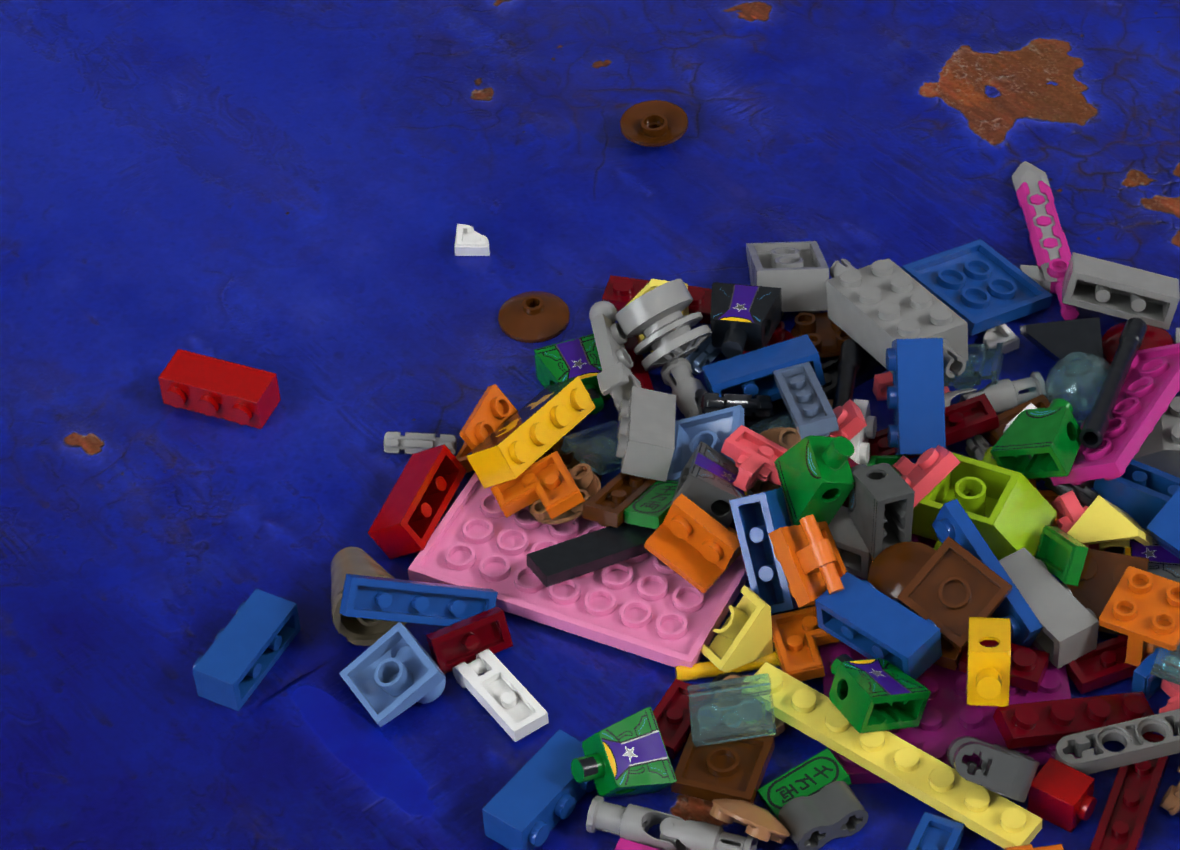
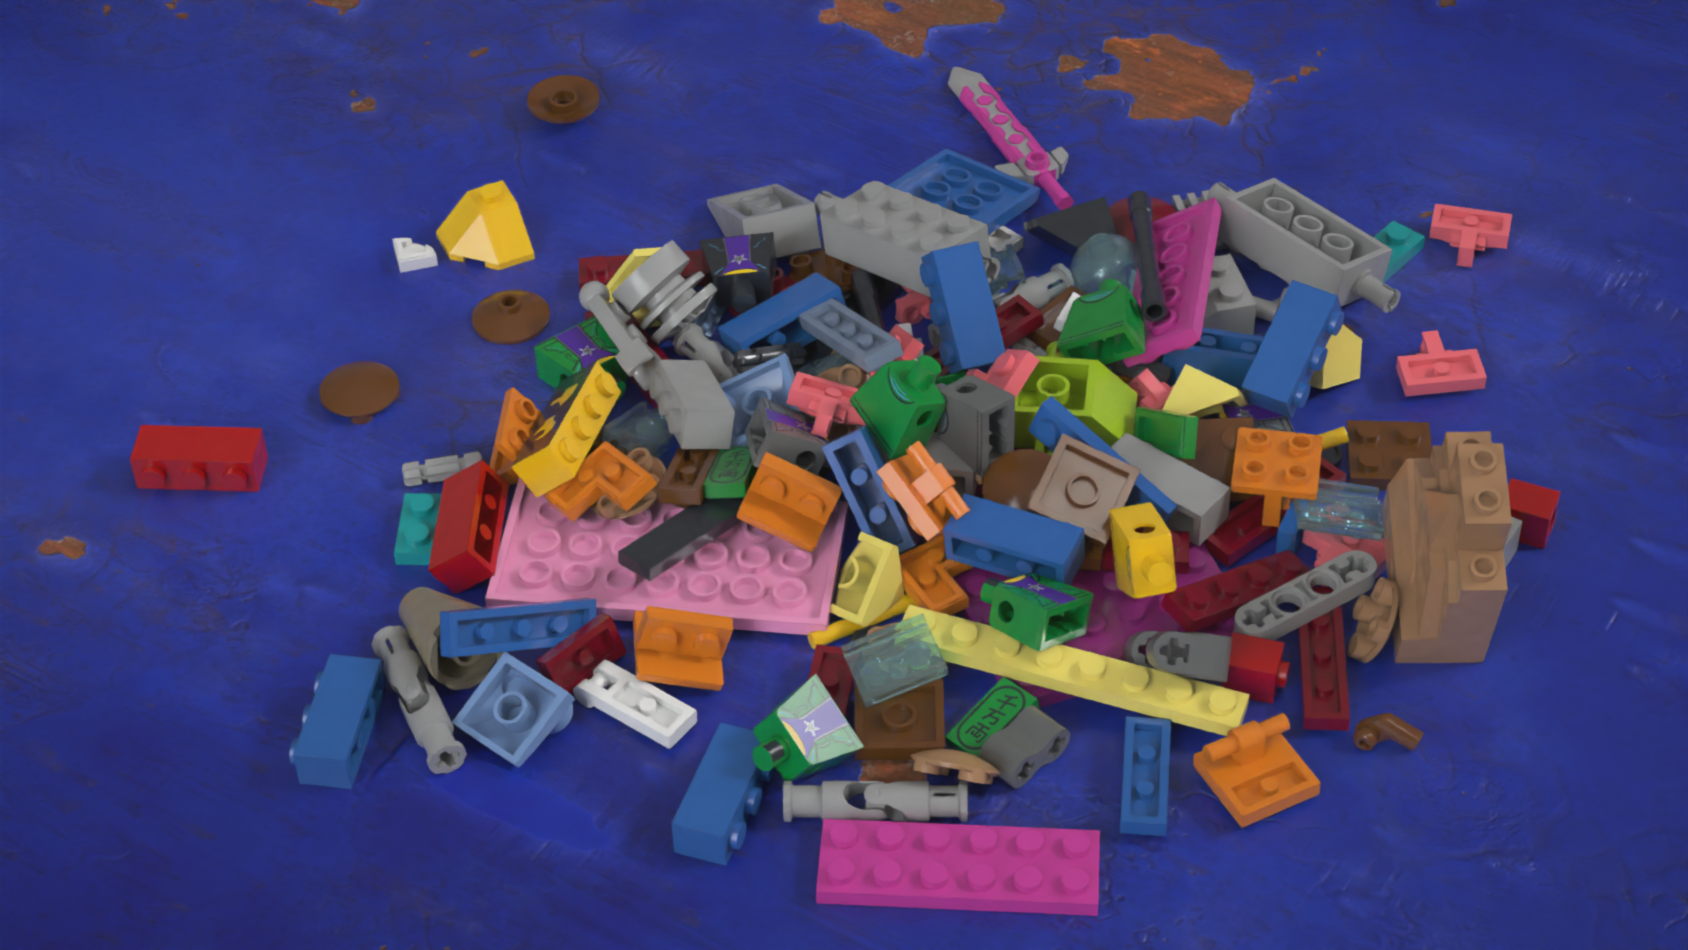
camera: 20 degrees left, 0 degrees up
(318, 647) = (421, 701): none -> light grey piece
(375, 491) = (416, 528): none -> teal plate
(377, 356) = (359, 390): none -> reddish brown dish
(540, 232) = (486, 228): none -> yellow slope
(554, 654) = (680, 647): none -> orange bracket
(1120, 290) = (1108, 169): light grey brick -> none

